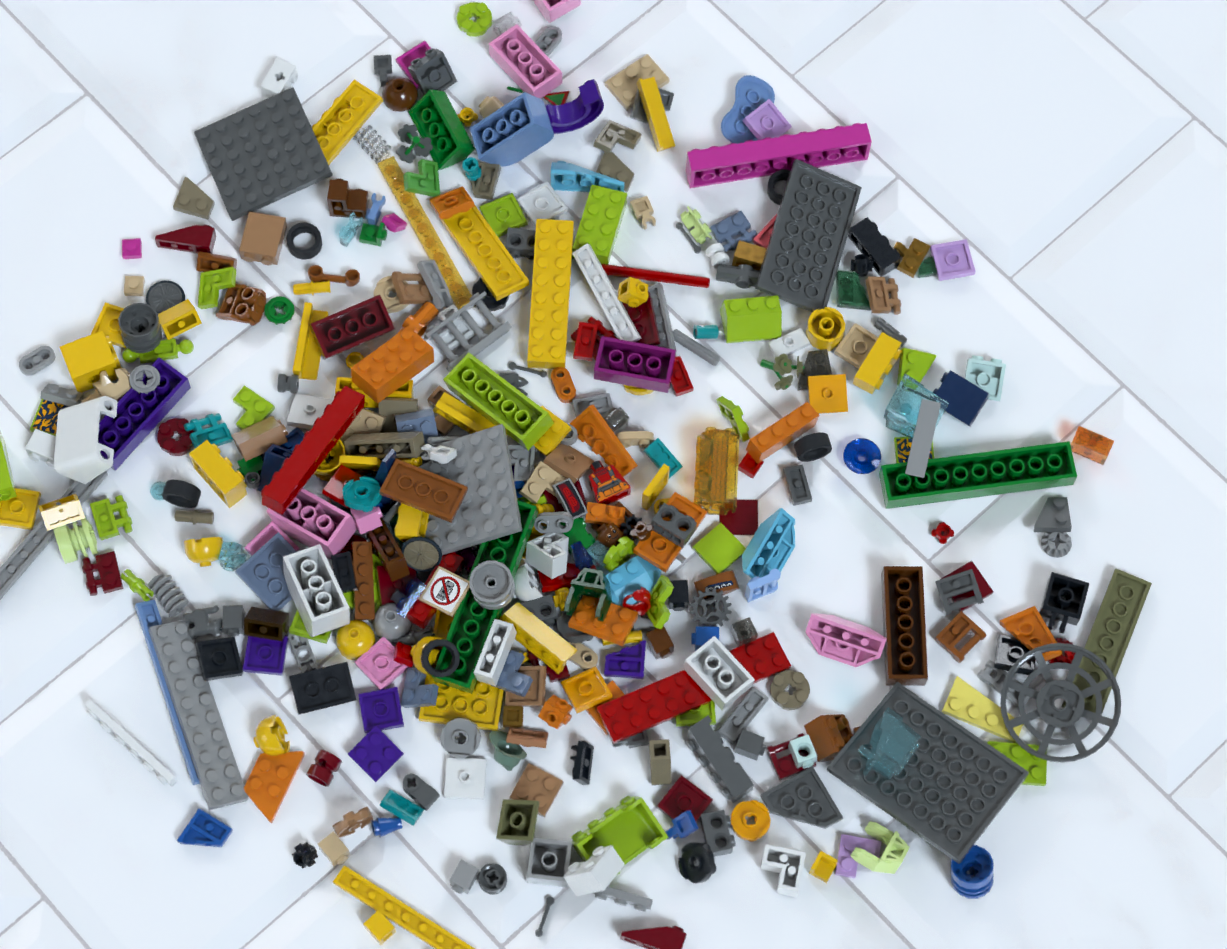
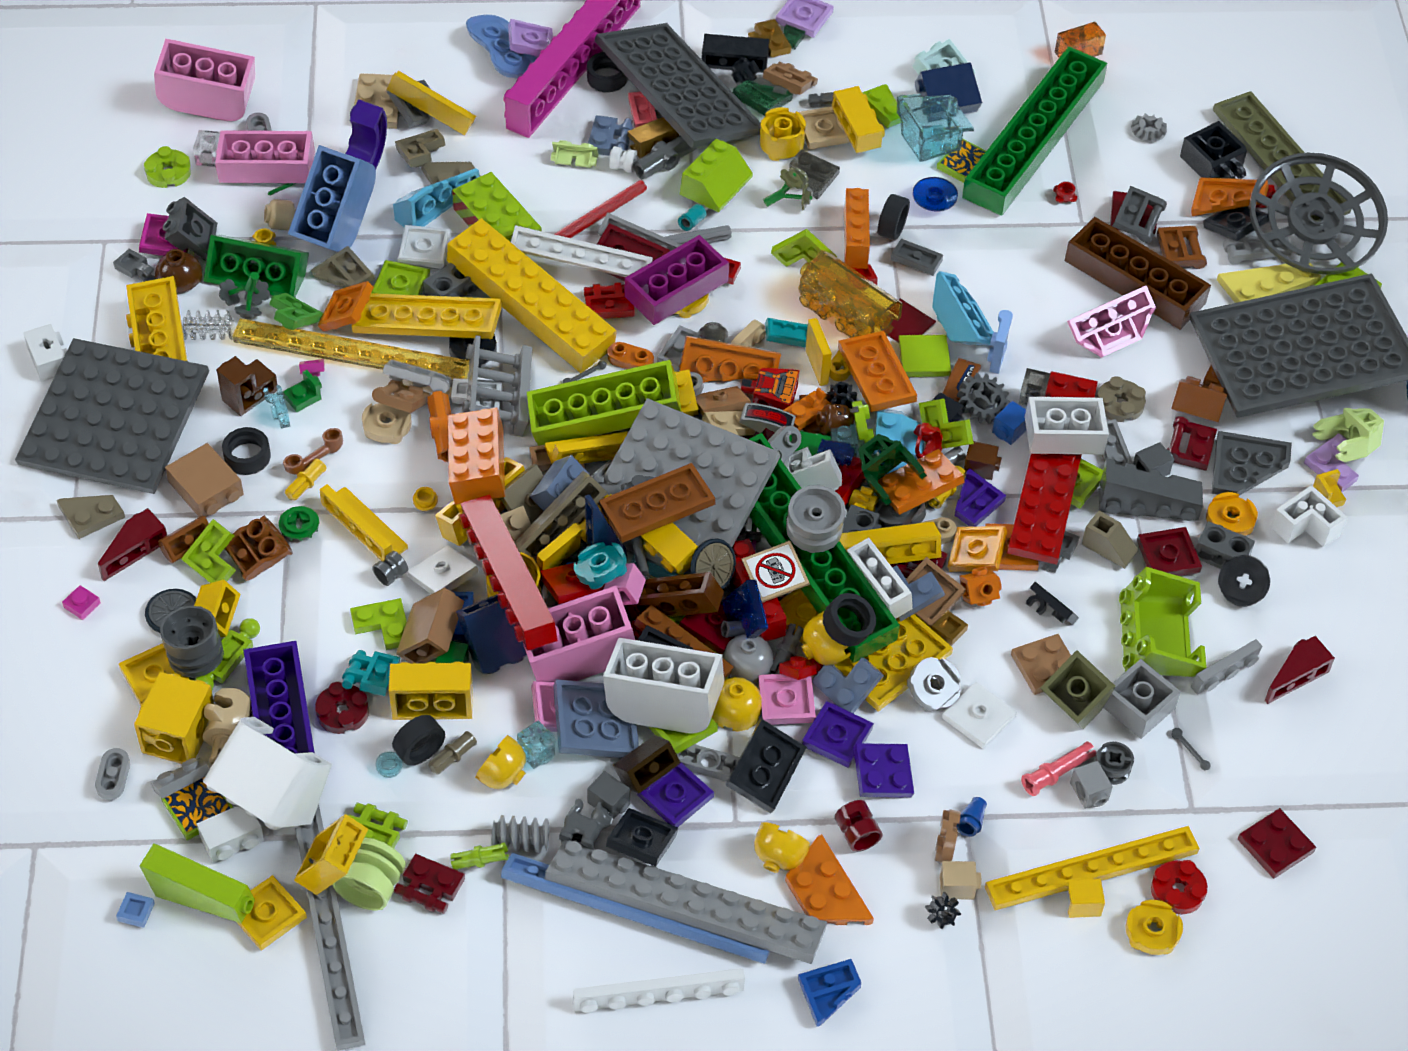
camera: 50 degrees left, 15 degrees down
(134, 286) = (126, 629): tan plate -> none
(138, 374) = (255, 666): light grey gear -> none
(248, 480) = (476, 663): dark grey hinge -> none
(352, 327) = (391, 469): dark red brick -> none
(373, 213) = (284, 375): medium blue plate -> none
(401, 807) = (964, 788): teal plate -> none
(422, 793) = (963, 760): dark grey piece -> none
(441, 453) = (623, 471): white plate -> none
(453, 847) = (1049, 773): none -> coral pin
(471, 168) = (328, 263): teal bush -> none
(506, 753) = (986, 658): sand green piece -> none
(527, 737) = (984, 630): nougat plate -> none
(585, 341) = (609, 302): red plate -> none
(594, 873) = (1196, 659): white brick -> none
(633, 292) = (603, 228): yellow brick -> none
(642, 531) = (860, 385): reddish brown plate -> none
(643, 209) = (517, 179): tan plate -> none
(670, 529) = (879, 356): dark grey brick -> none
(683, 826) = (1198, 561): blue plate -> none
(697, 249) = (598, 172): dark grey hinge -> none
(789, 343) = (766, 172): white plate -> none
(803, 743) = (1202, 422): light aqua brick -> none
(828, 393) = (846, 172): light orange plate -> none
(890, 744) = (1264, 341): clear light blue piece -> none
(922, 438) = (973, 126): light grey tile -> none
(1054, 516) = (1125, 109): dark grey wing -> none

